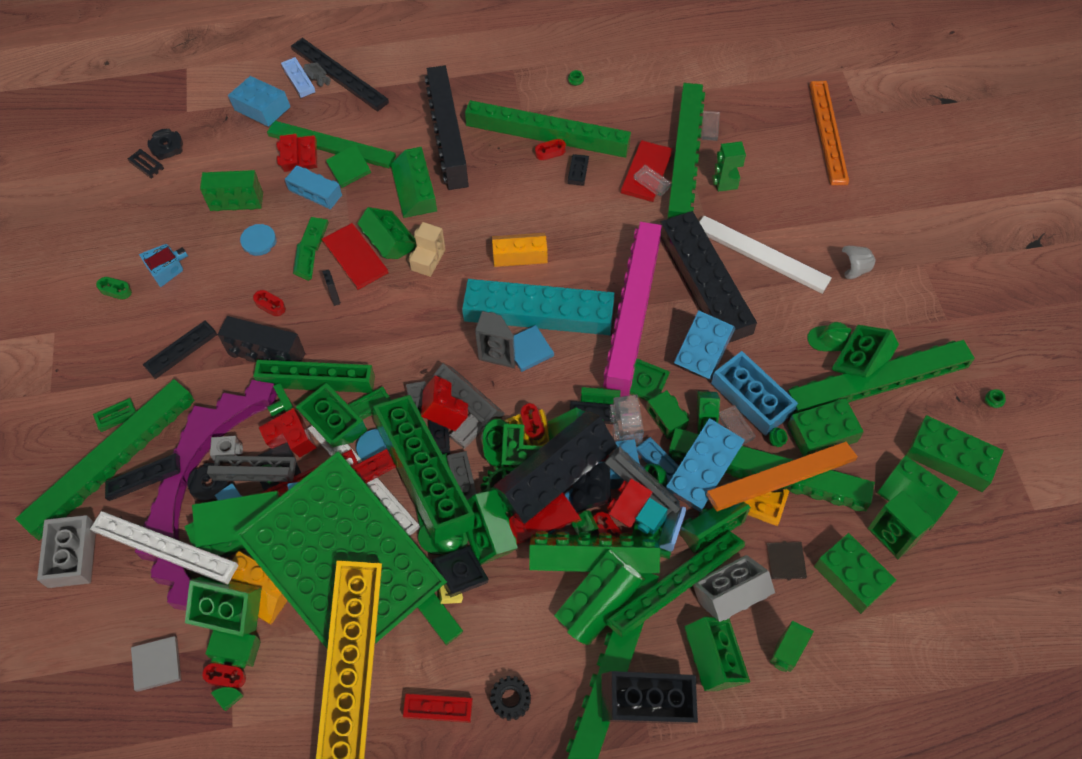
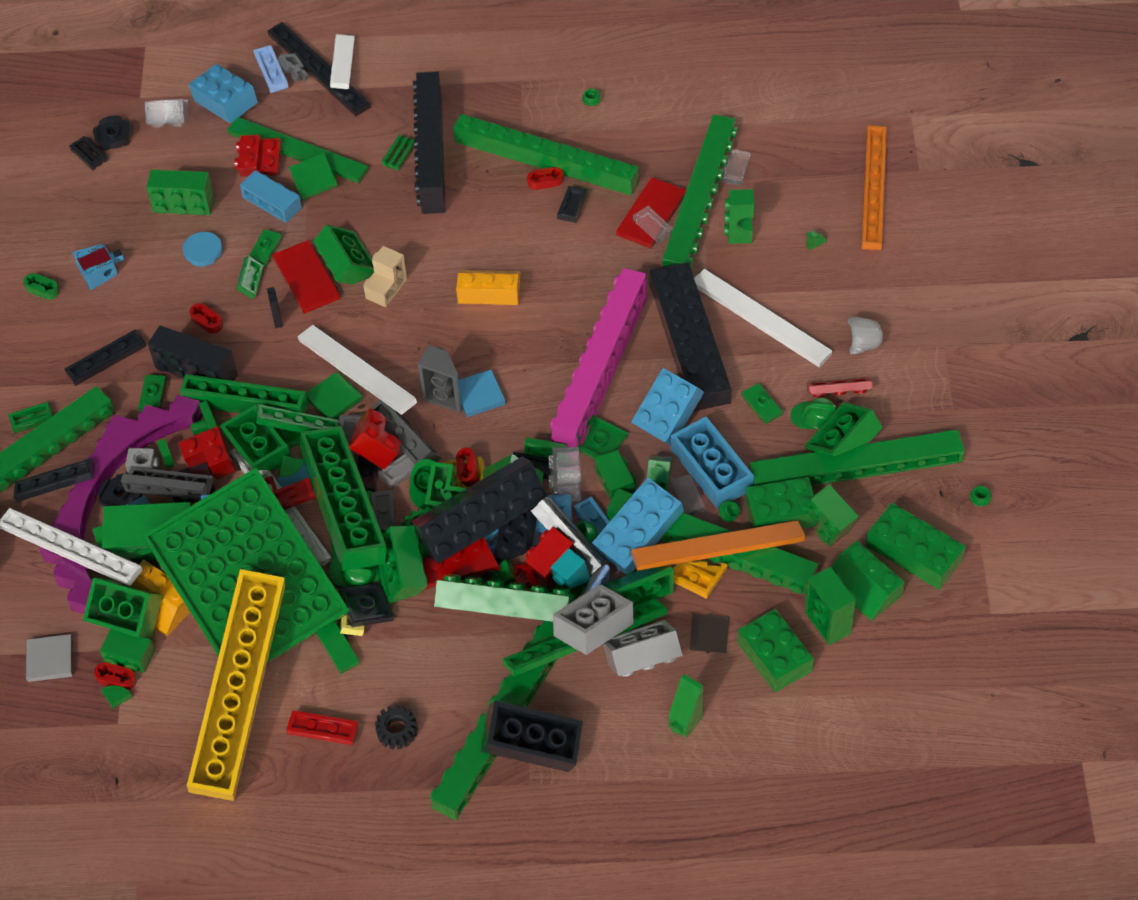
camera: 10 degrees right, 5 degrees down
(211, 121) = (166, 111): none -> clear slope
(228, 378) = (152, 391): none -> green plate
(247, 437) = (165, 453): none -> green tile
(359, 66) = (342, 61): none -> white tile
(364, 393) = (291, 420): none -> green tile
(366, 438) = (289, 466): none -> green tile
(397, 365) = (333, 396): none -> green tile
(413, 183) = (383, 202): green slope -> none
(417, 339) = (357, 369): none -> white tile
(422, 129) = (397, 148): none -> green tile
(540, 306) = (499, 349): teal brick -> none
(598, 598) = (503, 634): green brick -> none
(686, 568) = (593, 619): none -> light grey brick
(716, 654) = (613, 709): green slope -> none
(781, 332) = (761, 403): none -> green plate
(791, 181) = (814, 239): none -> green tile
(847, 309) = (839, 387): none -> plate
(879, 434) = (833, 513): none -> green brick

